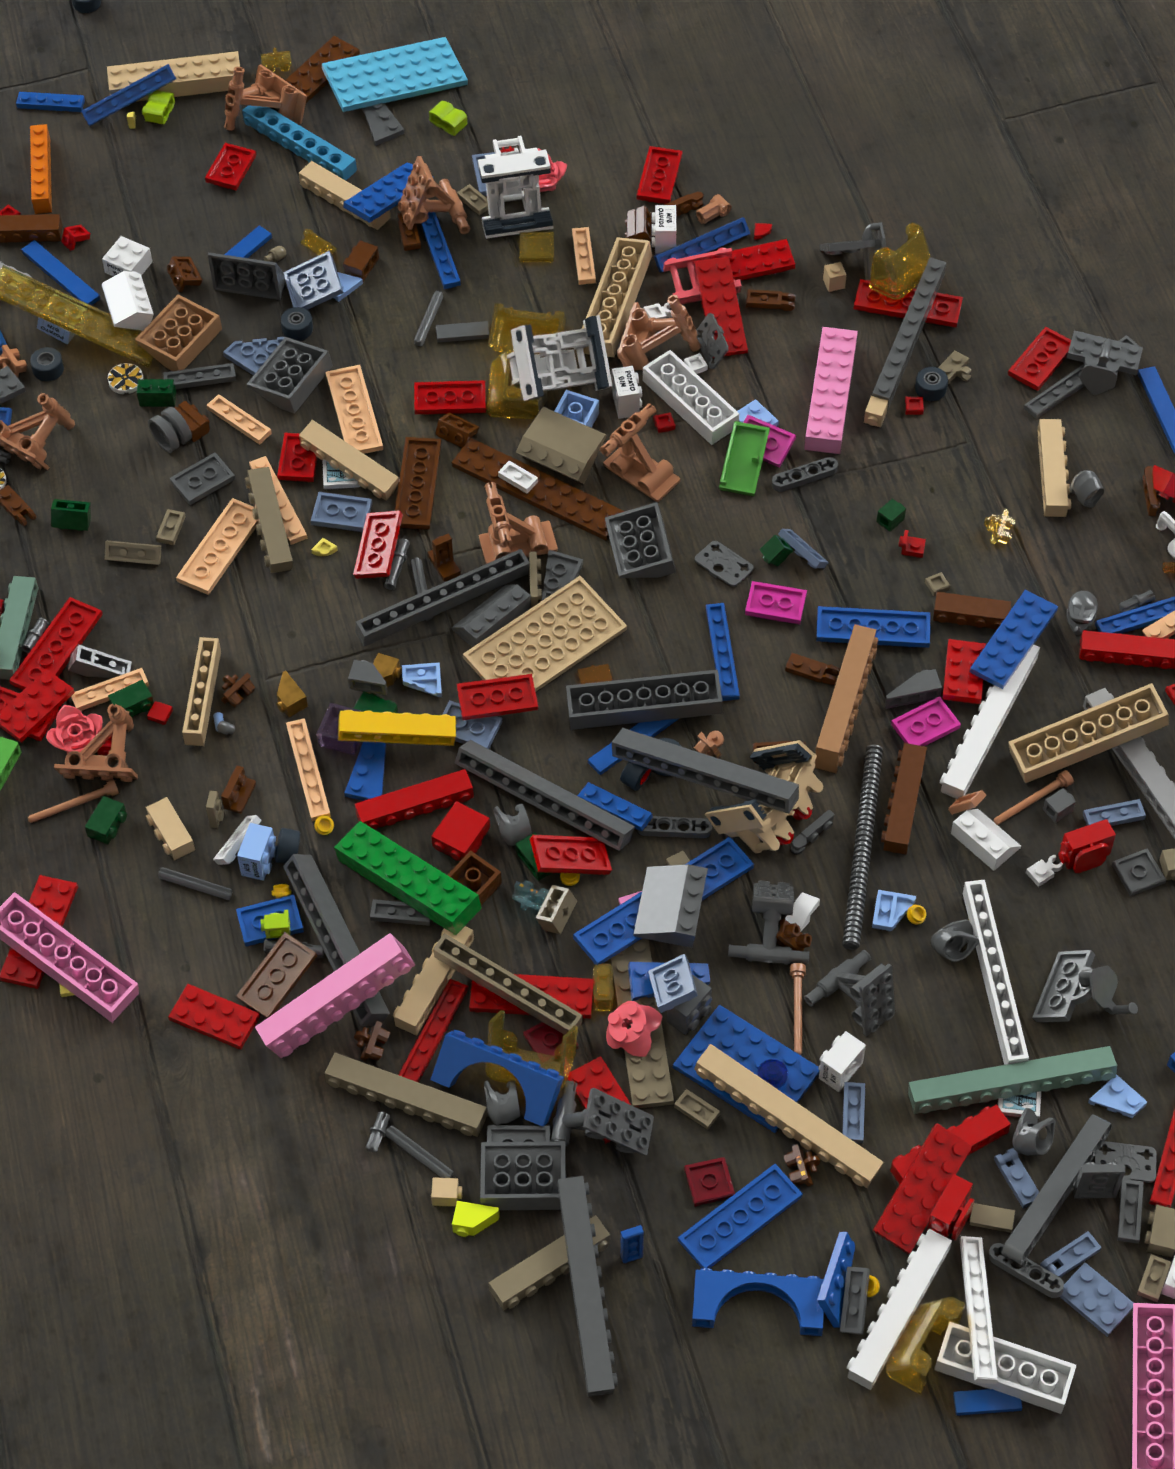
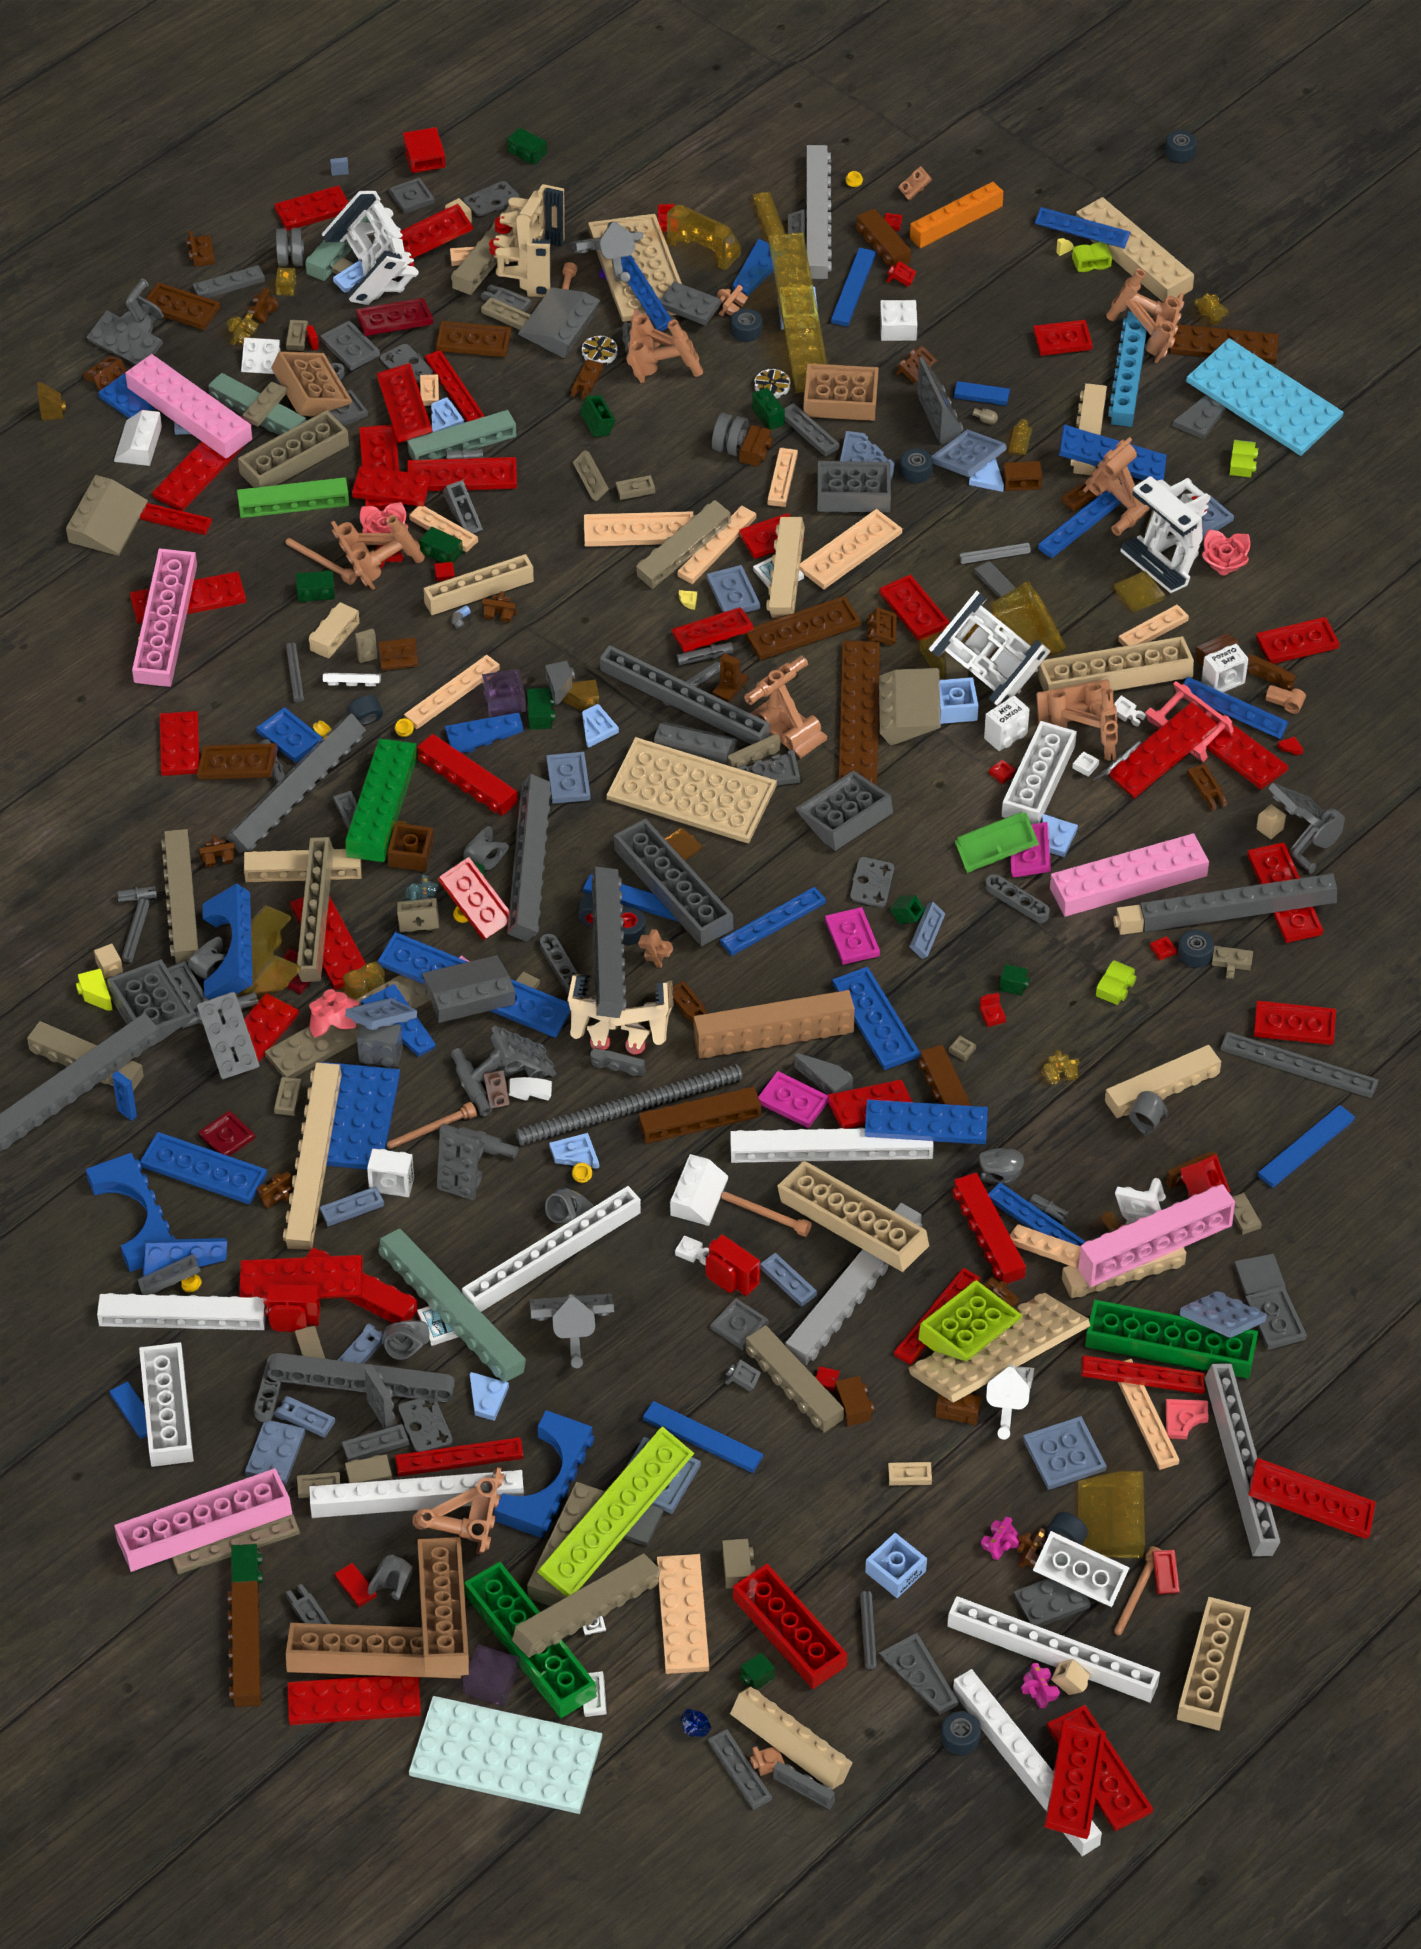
camera: 60 degrees right, 5 degrees down
(50, 101) = (1042, 184): blue plate -> none
(128, 301) = (847, 340): white slope -> none
(202, 478) = (700, 483): dark grey plate -> none
(257, 851) = (341, 690): light blue brick -> none
(276, 924) = (282, 736): lime brick -> none
(290, 696) = (516, 644): pearl gold slope -> none
(335, 996) = (229, 797): bright pink brick -> none
(397, 728) = (521, 723): yellow brick -> none
(434, 1030) = (258, 889): red tile -> none
(460, 832) = (451, 817): red brick -> none
(497, 697) = (605, 779): red plate -> none
(518, 477) = (853, 689): white plate -> none
(616, 806) = (552, 912): blue plate -> none
(633, 461) = (933, 764): nougat plate -> none
(773, 1072) = (347, 1129): clear blue plate -> none
(812, 669) = (796, 984): reddish brown hinge -> none
(900, 270) = (1308, 857): clear yellow windscreen -> none
(909, 1363) = (135, 1332): clear yellow windscreen -> none
(934, 450) = (1116, 982): none -> lime brick
(967, 802) = (720, 1157): nougat tile -> none
(978, 1310) = (205, 1359): white tile -> none
(1059, 805) = (769, 1233): dark grey brick -> none
(1103, 360) = (1325, 1065): dark grey plate -> none

